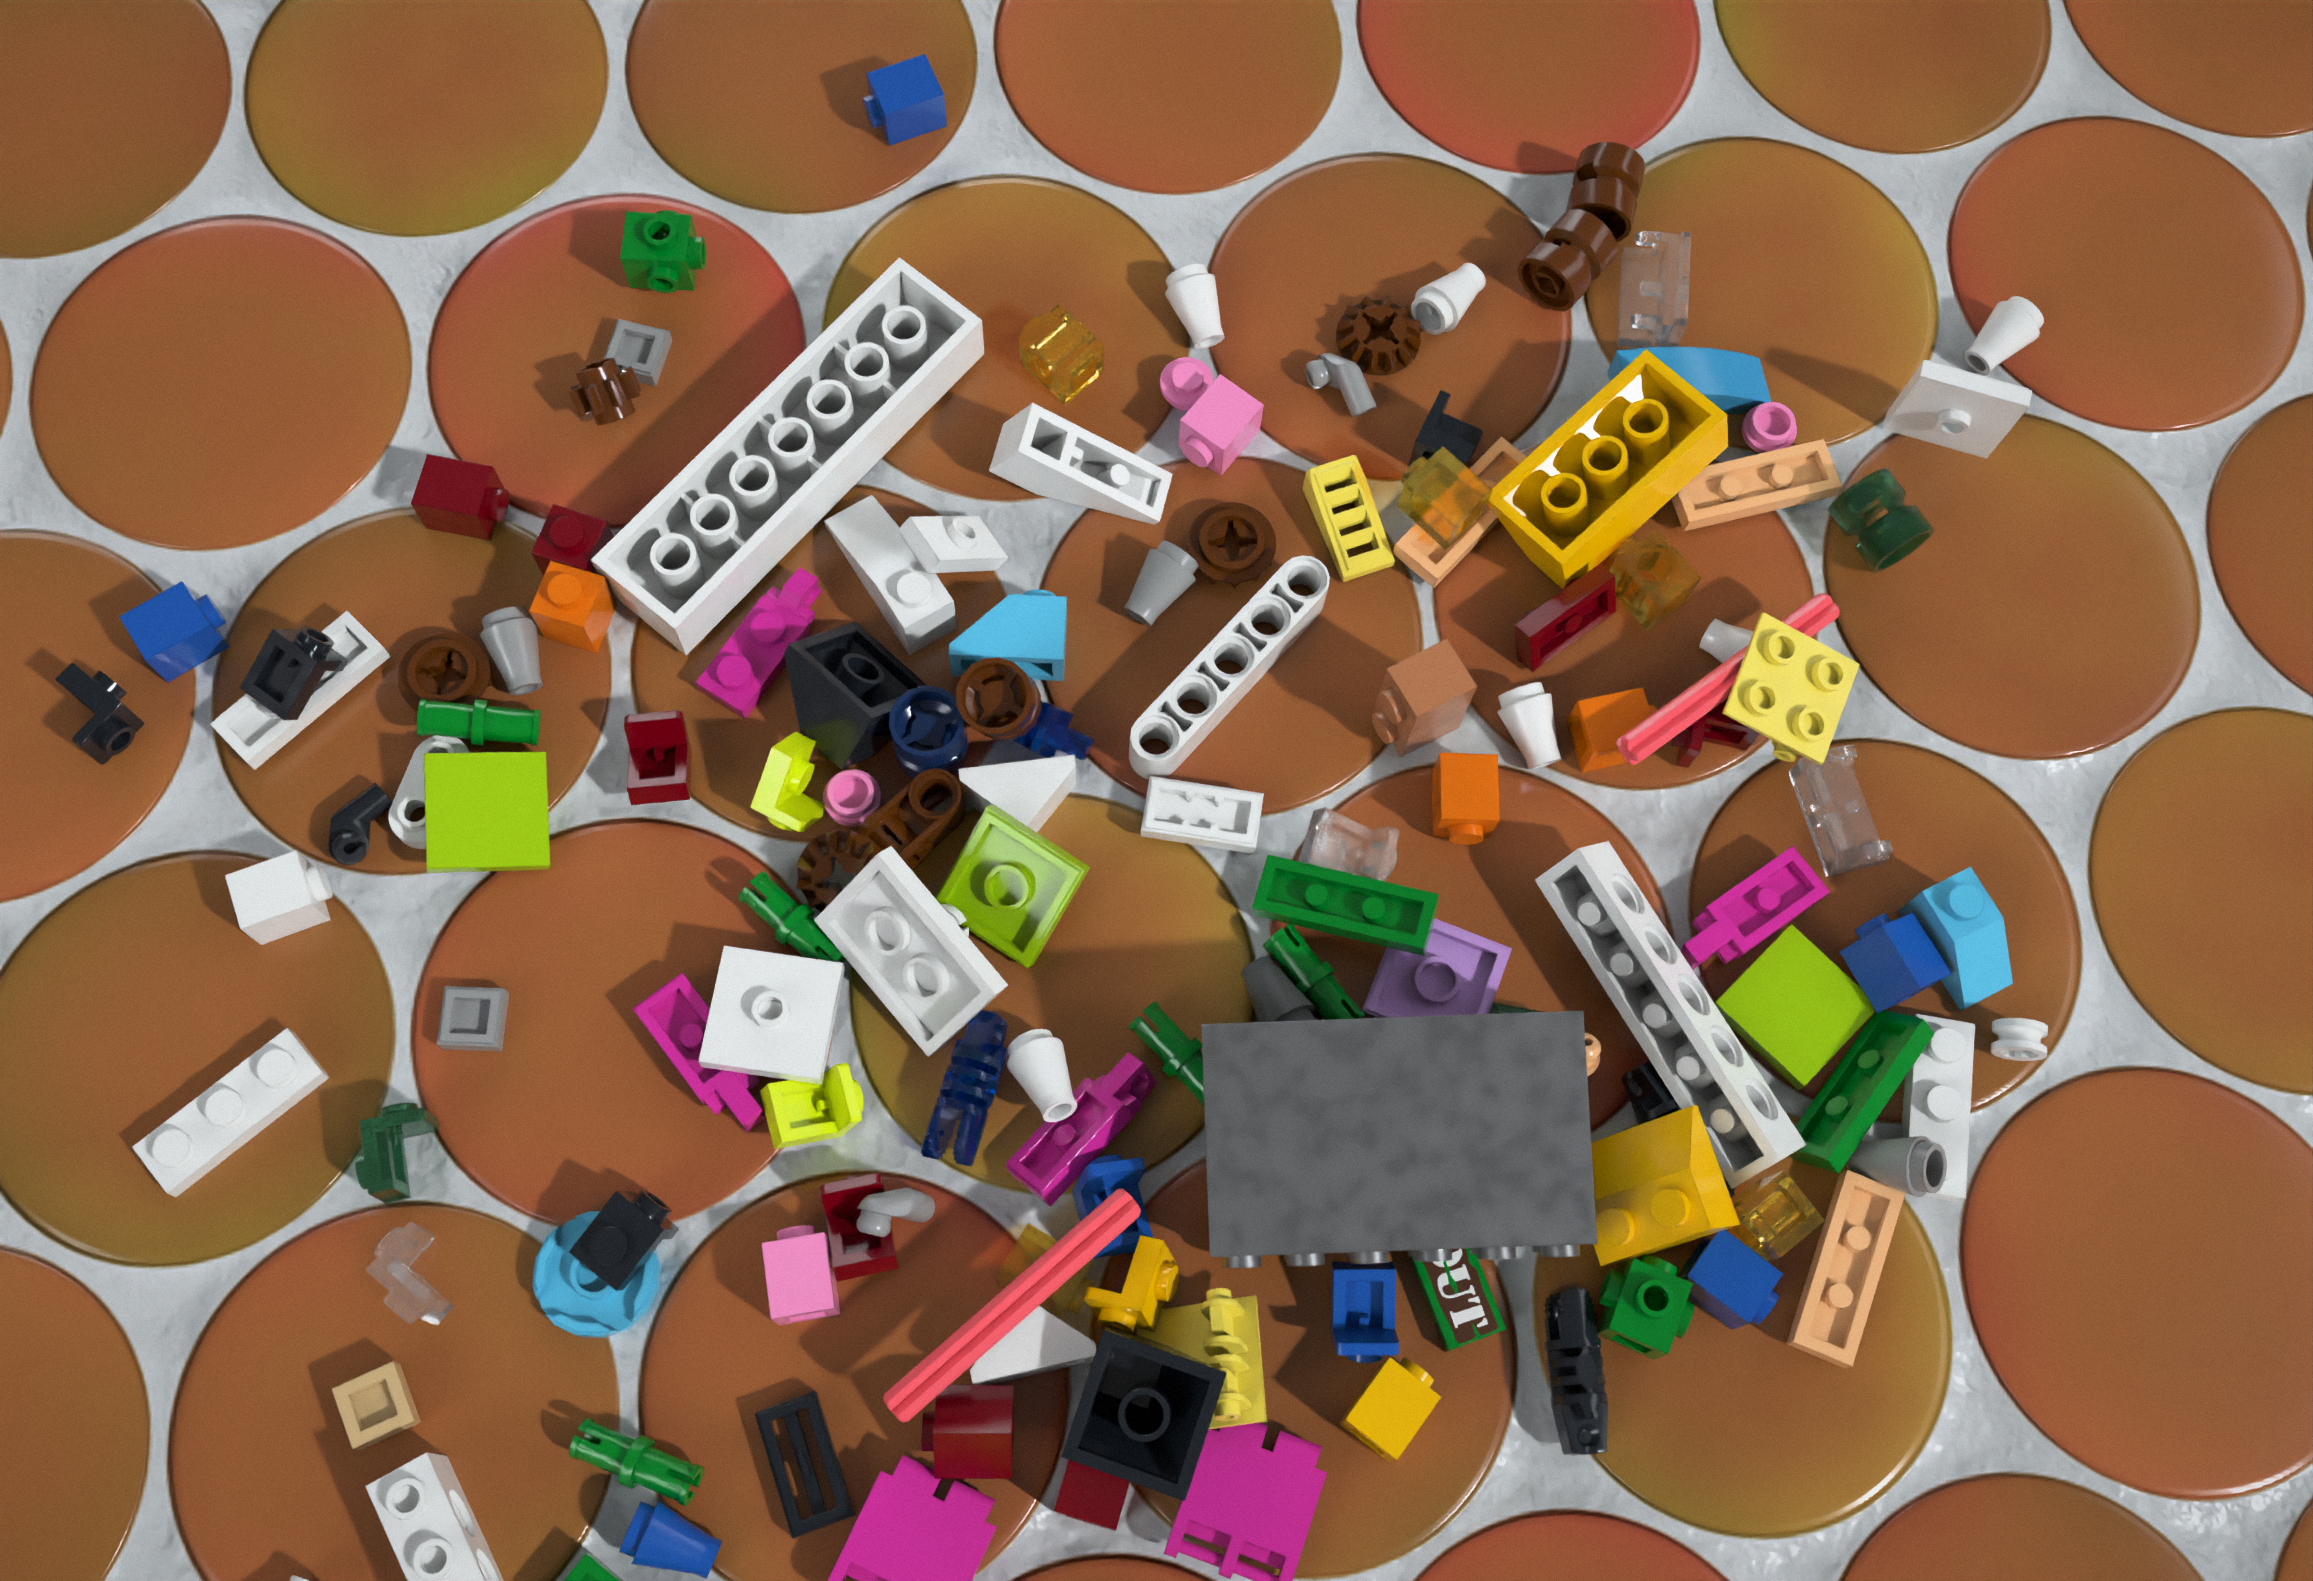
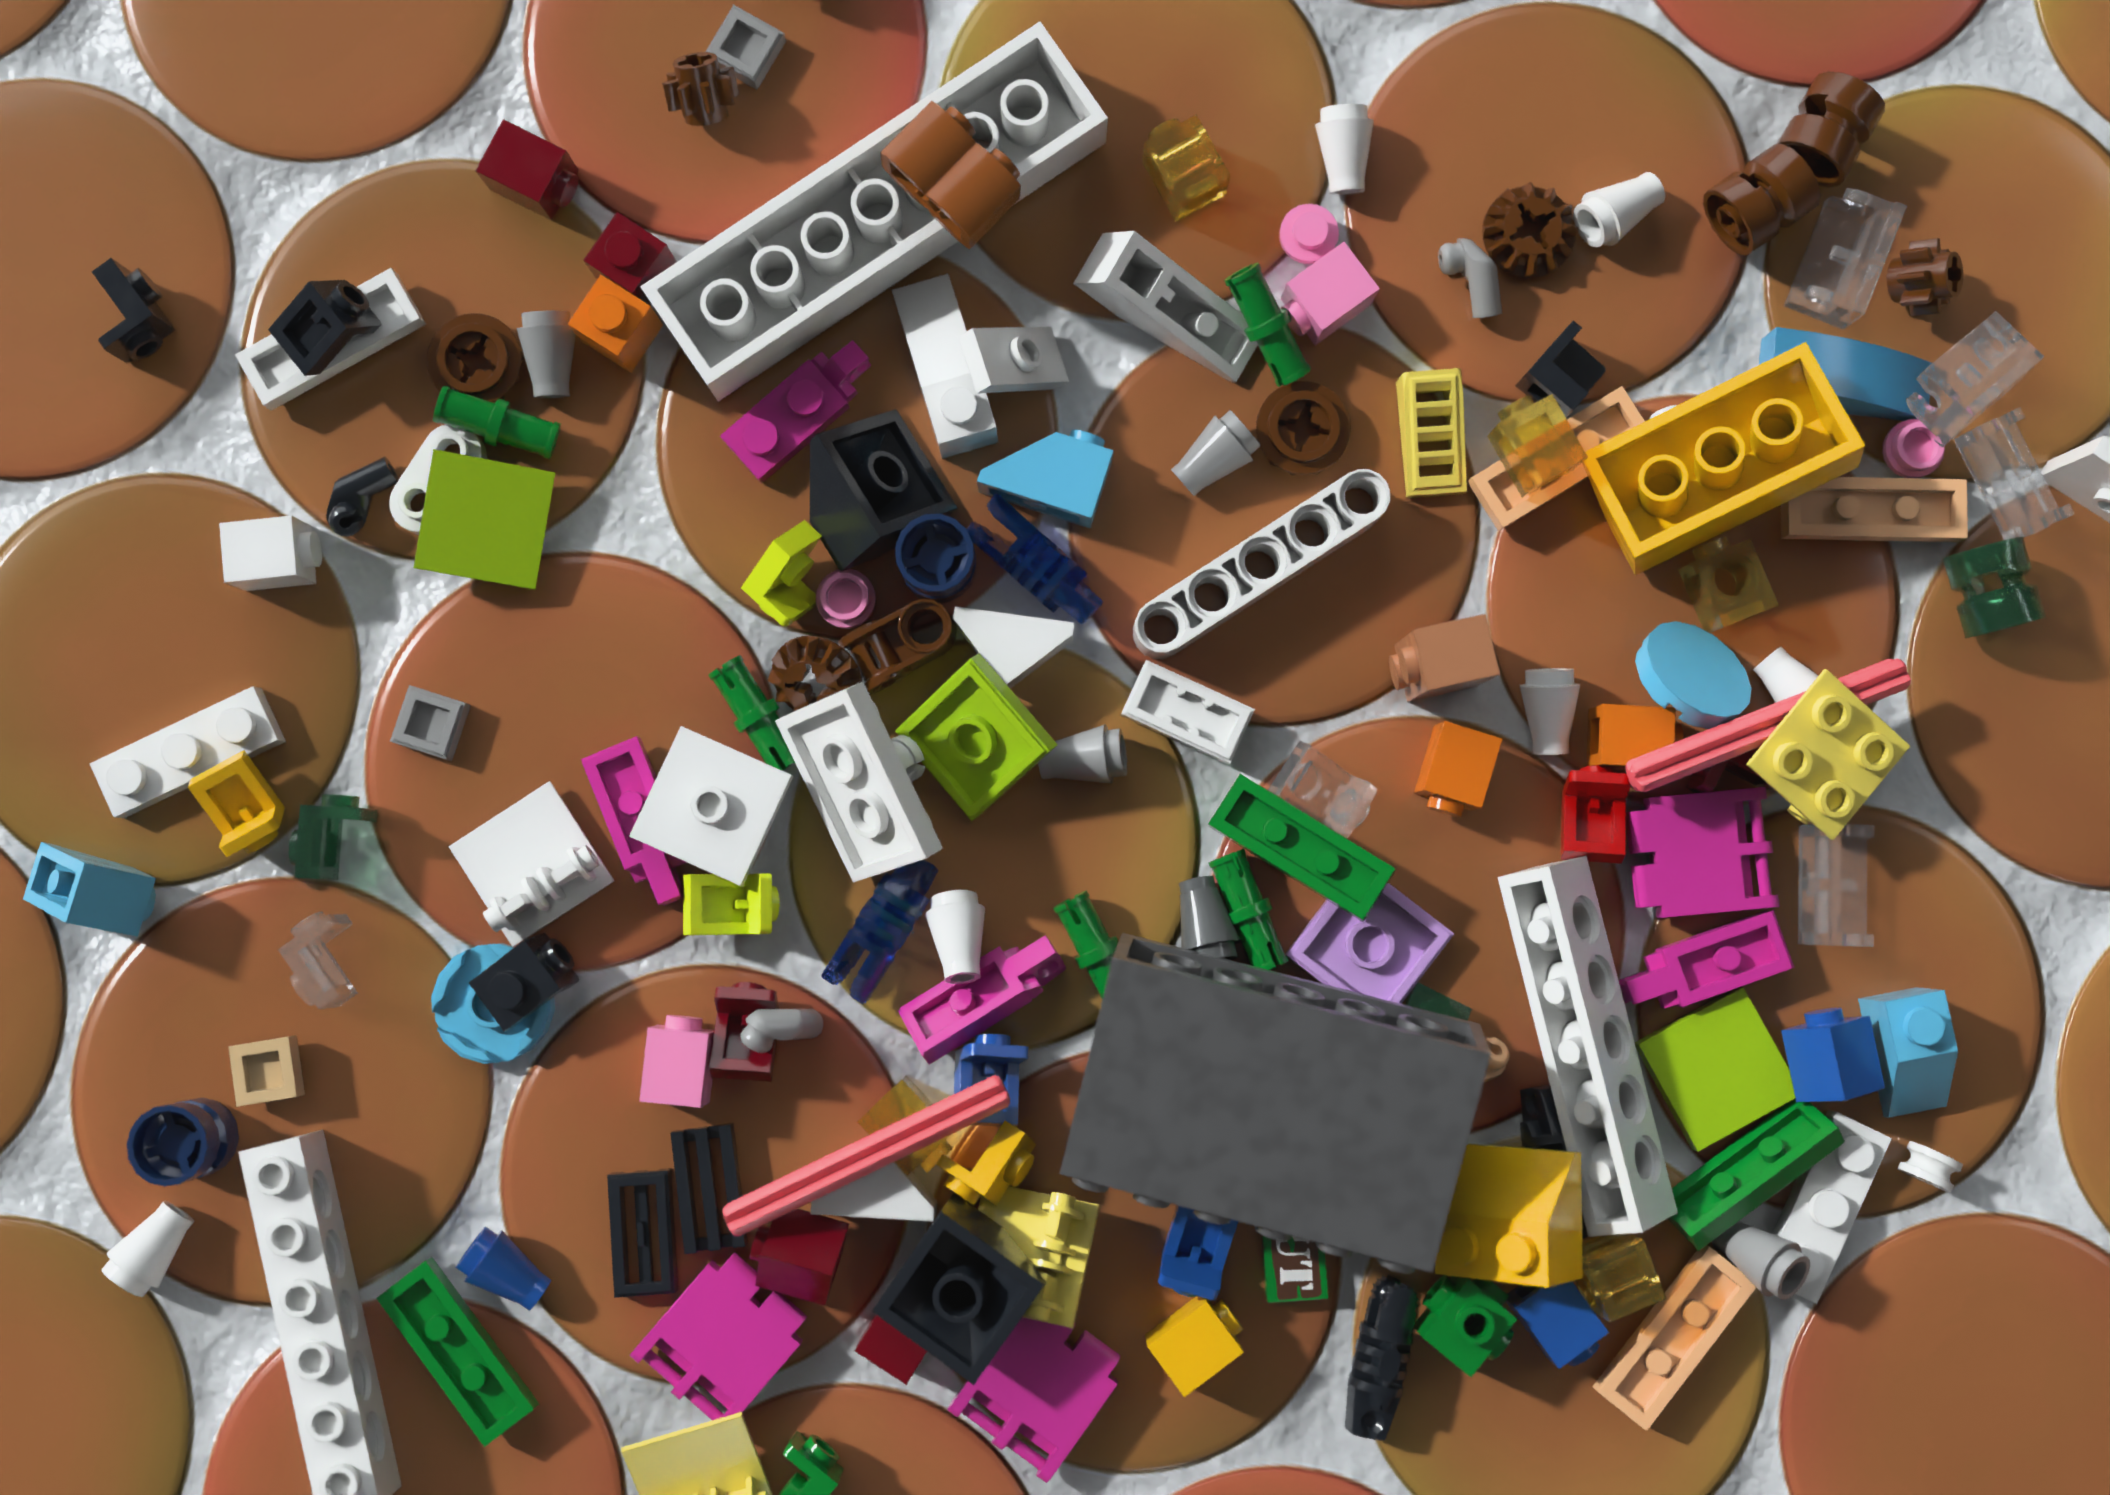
camera: 20 degrees right, 15 degrees up
(155, 1270) = (90, 890): none -> medium azure slope
(176, 630) = (220, 244): blue brick -> none
(294, 1143) = (239, 804): none -> yellow bracket
(301, 1499) = (168, 1139): none -> dark blue wheel
(605, 1125) = (531, 864): none -> white hinge
(636, 1461) = (489, 1188): green pin -> none
(658, 757) = (663, 509): dark red bracket -> none
(842, 1347) = (687, 1208): none -> black tile
(855, 391) = (952, 173): none -> dark orange brick
(998, 699) = (1011, 551): reddish brown wheel -> none
(1119, 879) = (1087, 756): none -> light grey cone
(1173, 462) = (1267, 324): none -> green pin
(1565, 617) = (1636, 599): dark red plate -> none
(1603, 803) = (1594, 815): none -> red bracket
(1649, 656) = (1693, 674): none -> medium azure tile
(1709, 815) = (1700, 853): none -> dark pink plate
(1727, 288) = (1925, 277): none -> reddish brown gear
(1797, 355) = (1972, 377): none -> clear hinge
(1857, 429) = (2010, 477): none -> clear hinge

